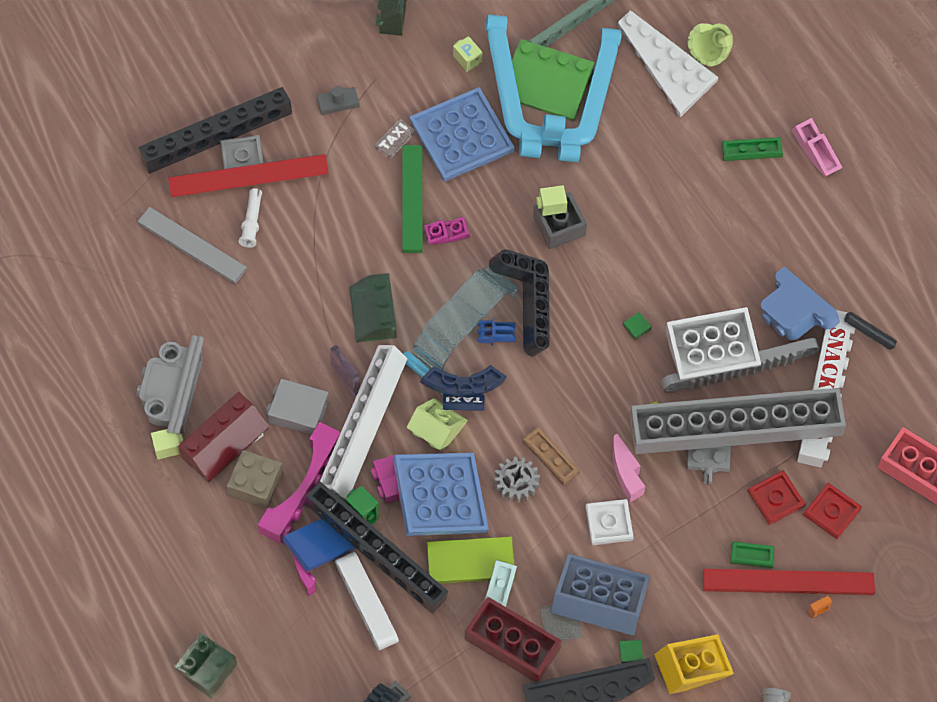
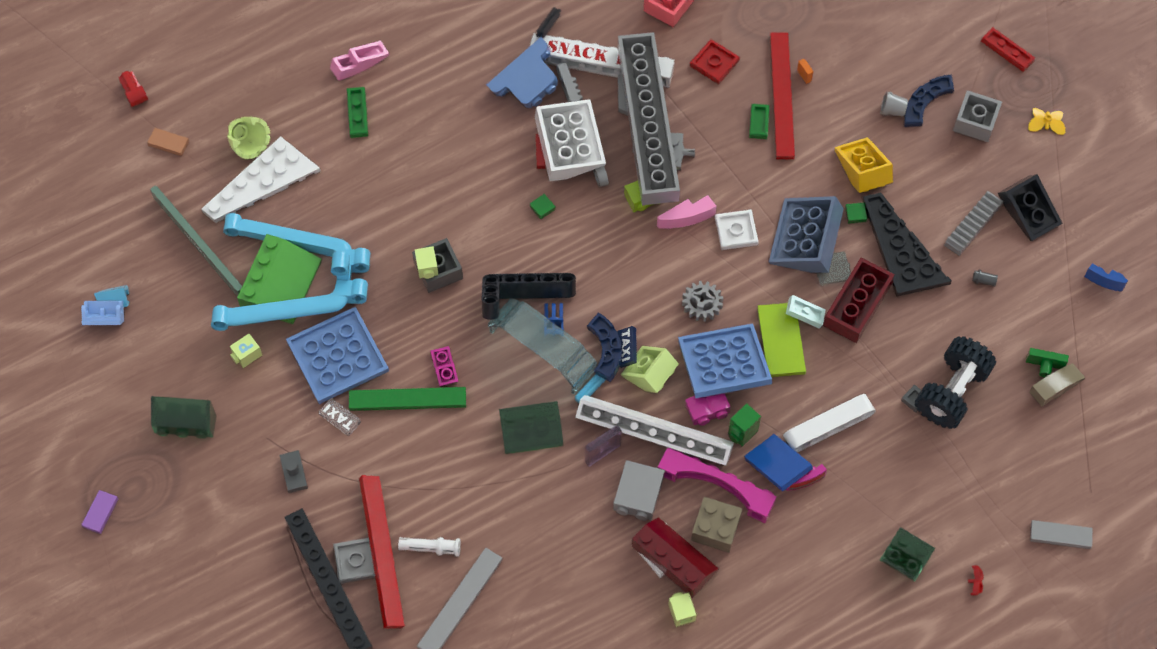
camera: 90 degrees left, 0 degrees up
(171, 384) = (621, 609): light grey brick -> none
(376, 547) = (782, 412): black brick -> none
(551, 456) = (674, 276): medium nougat tile -> none
(776, 497) = (704, 102): red tile -> none

